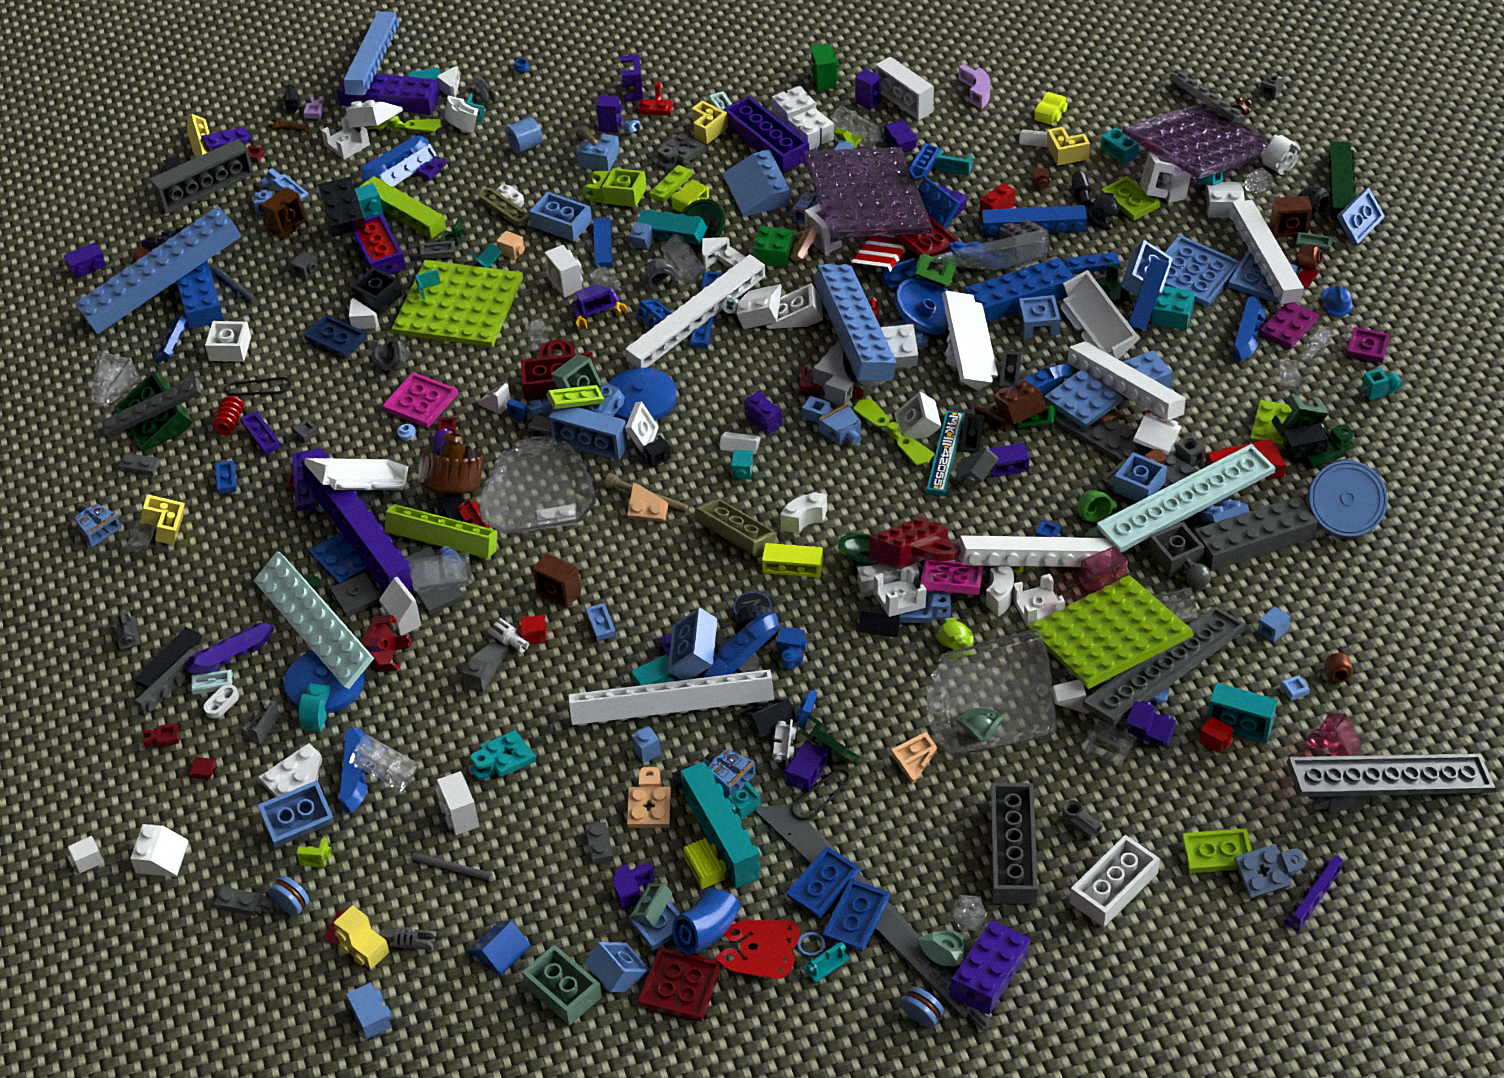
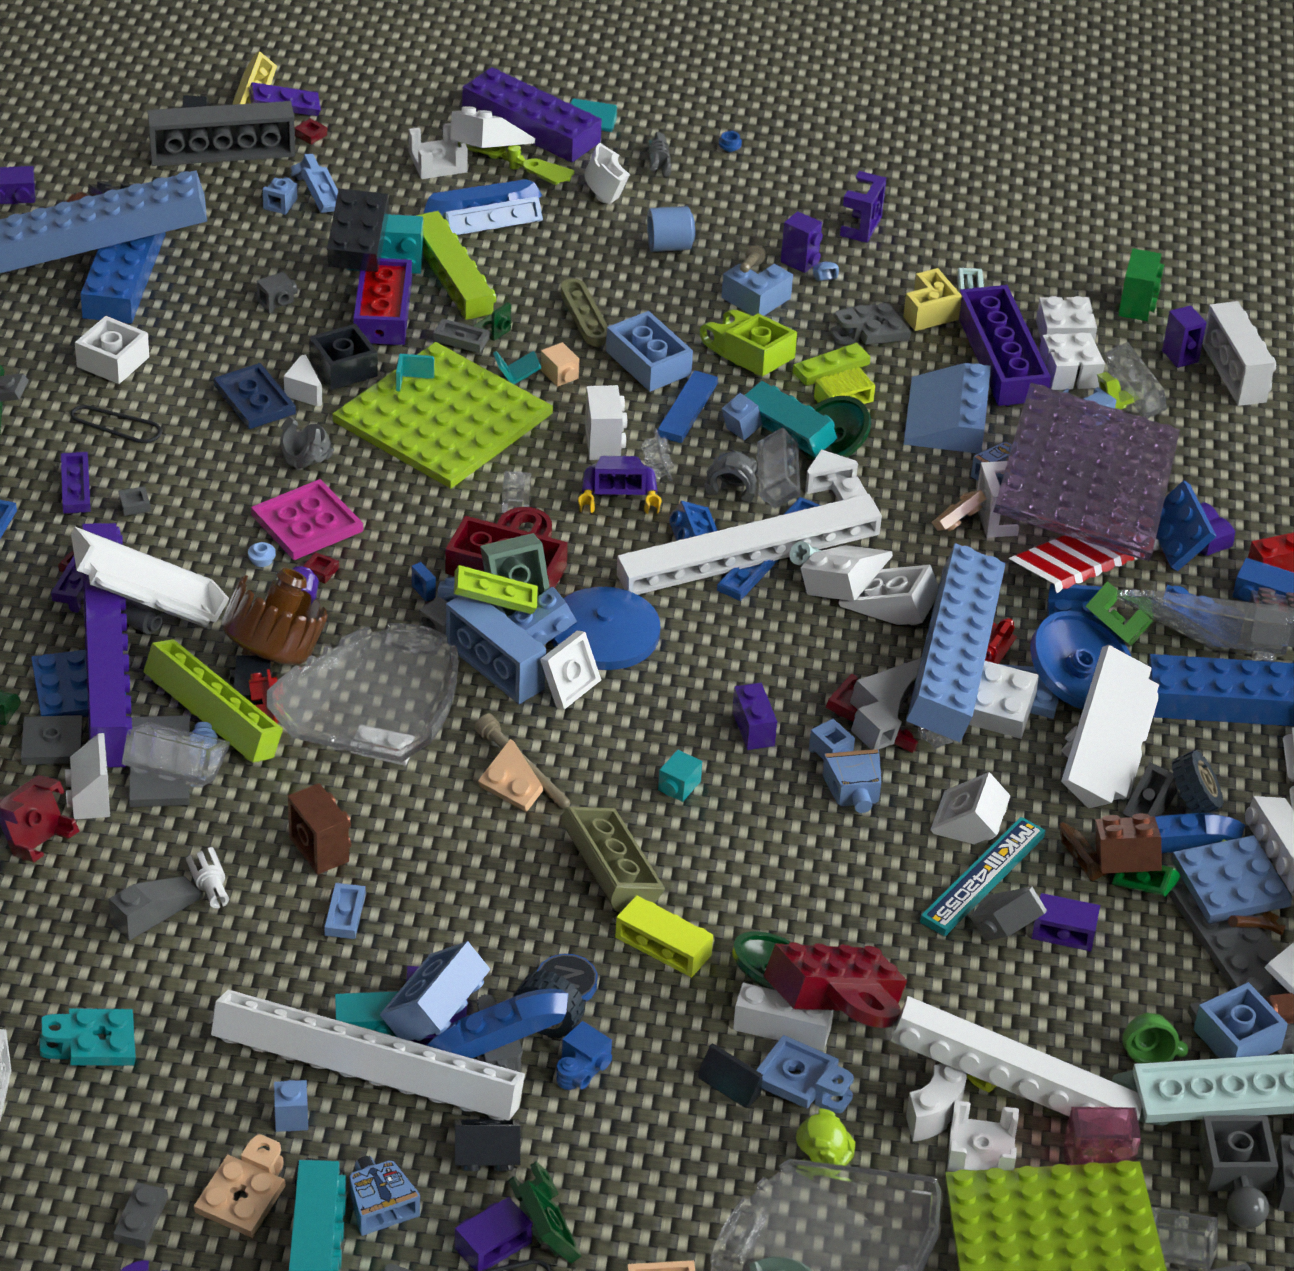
camera: 20 degrees right, 5 degrees down
(171, 339) = (46, 322): blue plate -> none
(227, 415) = (48, 443): red piece -> none
(233, 284) = (173, 282): dark grey bar -> none
(279, 123) = (370, 106): reddish brown piece -> none
(283, 212) = (291, 214): reddish brown brick -> none
(291, 99) = (403, 79): black arm -> none
(314, 109) = (425, 102): lavender plate -> none
(370, 53) = (534, 55): medium blue brick -> none
(430, 169) = (521, 230): dark purple plate -> none
(449, 81) = (621, 128): white slope -> none
(480, 107) = (627, 164): teal bracket -> none
(496, 399) = (406, 555): white slope -> none
(511, 194) = (605, 301): white plate -> none
(533, 629) = (247, 883): red brick -> none
(656, 106) = (879, 258): red plate -> none
(656, 452) = (572, 711): black brick -> none
(736, 441) = (699, 744): white slope -> none
(745, 800) = (373, 1246): teal brick -> none
(773, 246) = (915, 498): green brick -> none
(783, 750) = (490, 1176): white hinge -> none
(804, 511) = (722, 875): white brick -> none
(806, 708) = (545, 1152): blue plate -> none
(873, 413) = (912, 779): lime piece -> none
(899, 595) = (778, 1048): white panel -> none
(900, 135) = (1194, 416): dark purple brick -> none
(924, 162) = (1201, 461): blue brick -> none
(931, 243) = (1137, 574): dark red plate -> none
(951, 577) = (871, 1055): dark pink plate -> none
(953, 164) = (1249, 483): teal hinge -> none
(972, 432) = (1039, 860): black slope -> none
(1034, 351) = (1197, 782): none -> black wheel
(1039, 312) = (1242, 732): medium blue panel -> none
(1048, 529) = (1064, 1047): blue tile -> none

